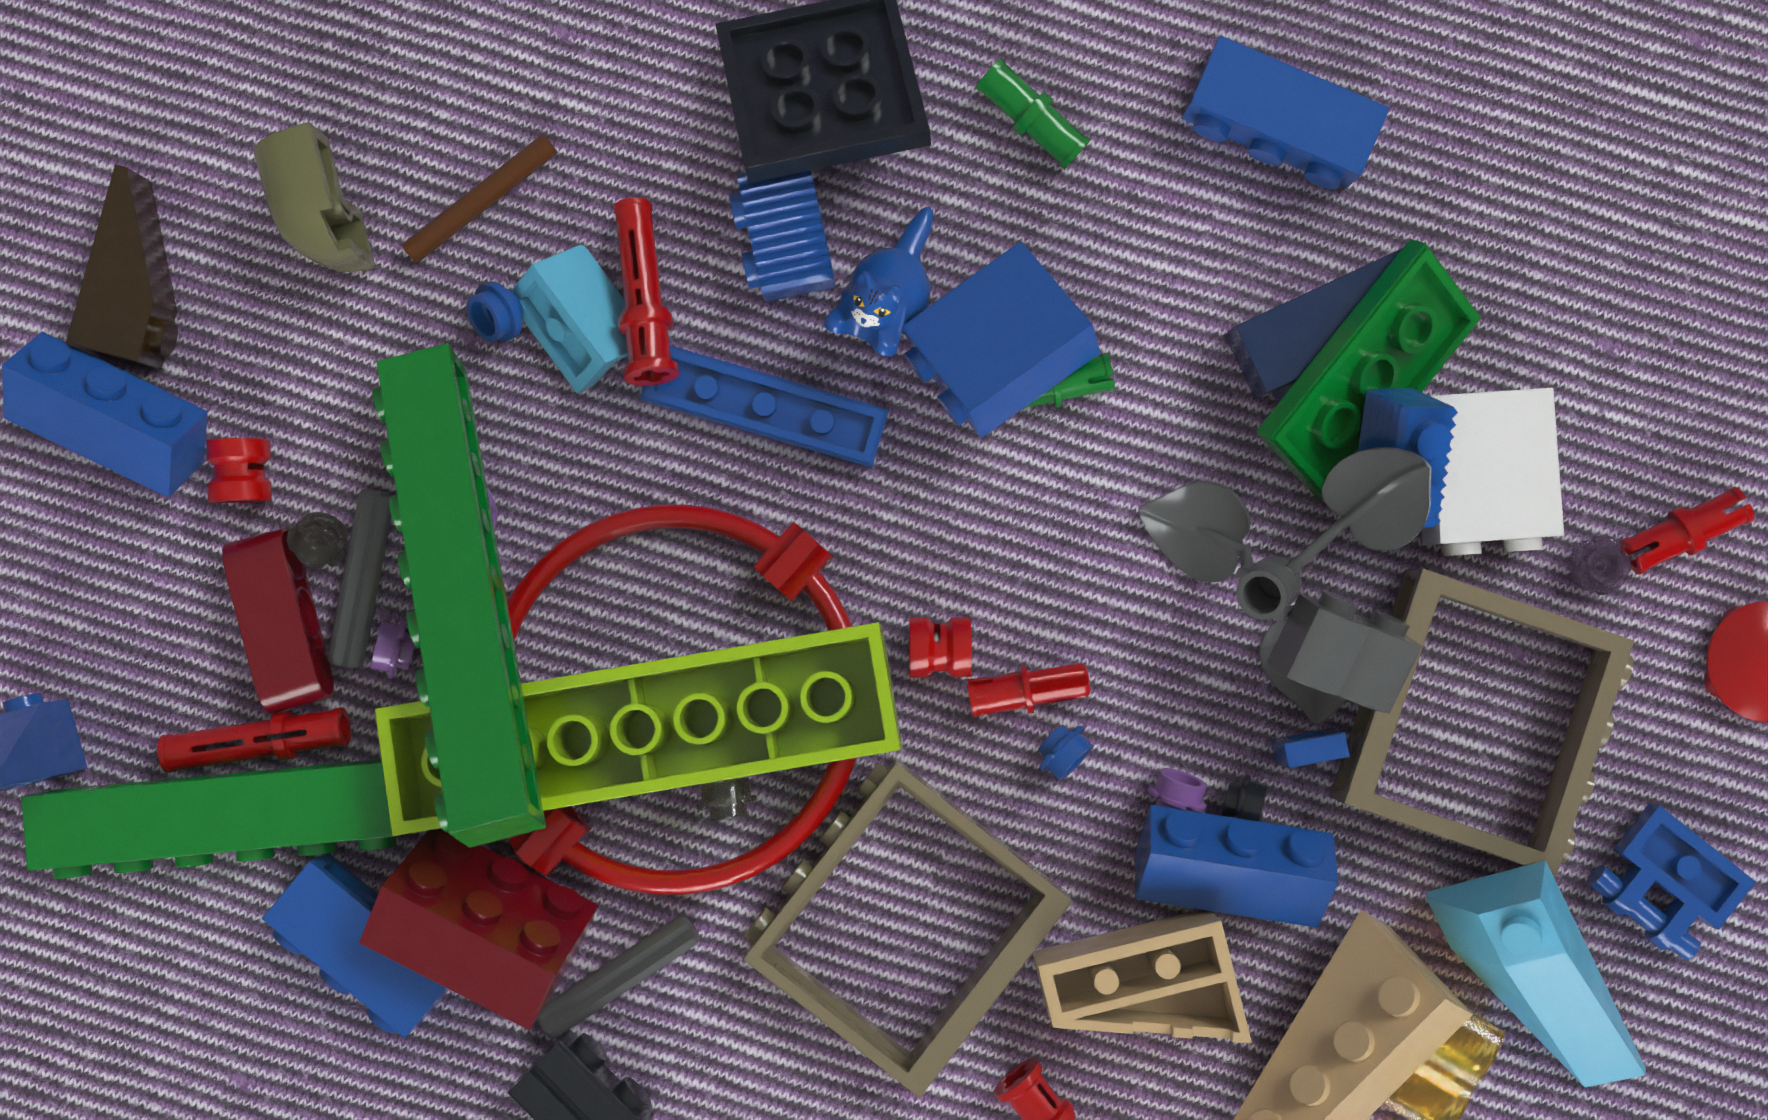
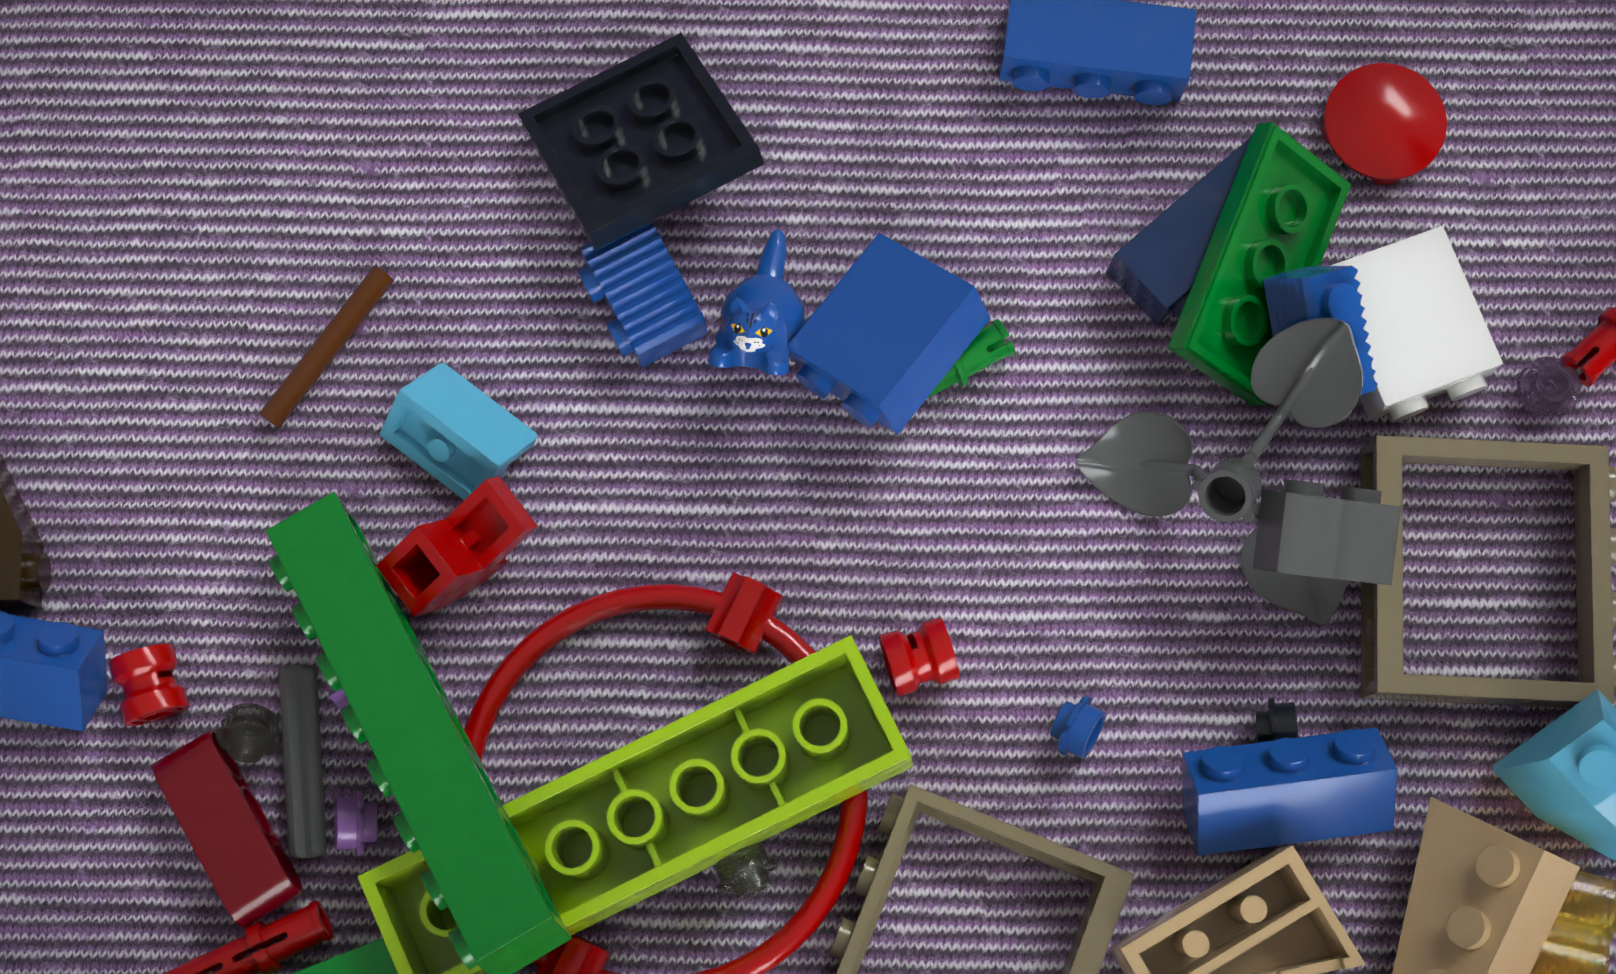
camera: 15 degrees left, 10 degrees down
(309, 201) = (158, 390): olive brick -> none
(495, 312) = (372, 452): blue plate -> none
(547, 429) = (459, 553): none -> red brick
(645, 318) = (526, 413): red pin -> none
(771, 407) = (669, 468): blue tile -> none
(1027, 689) = (1021, 674): red axle -> none
(1032, 113) = (853, 113): green pin -> none
(1178, 790) = (1206, 732): medium lavender plate -> none
(1310, 747) = (1324, 649): blue tile -> none
(1533, 266) = (1384, 122): none -> red dish

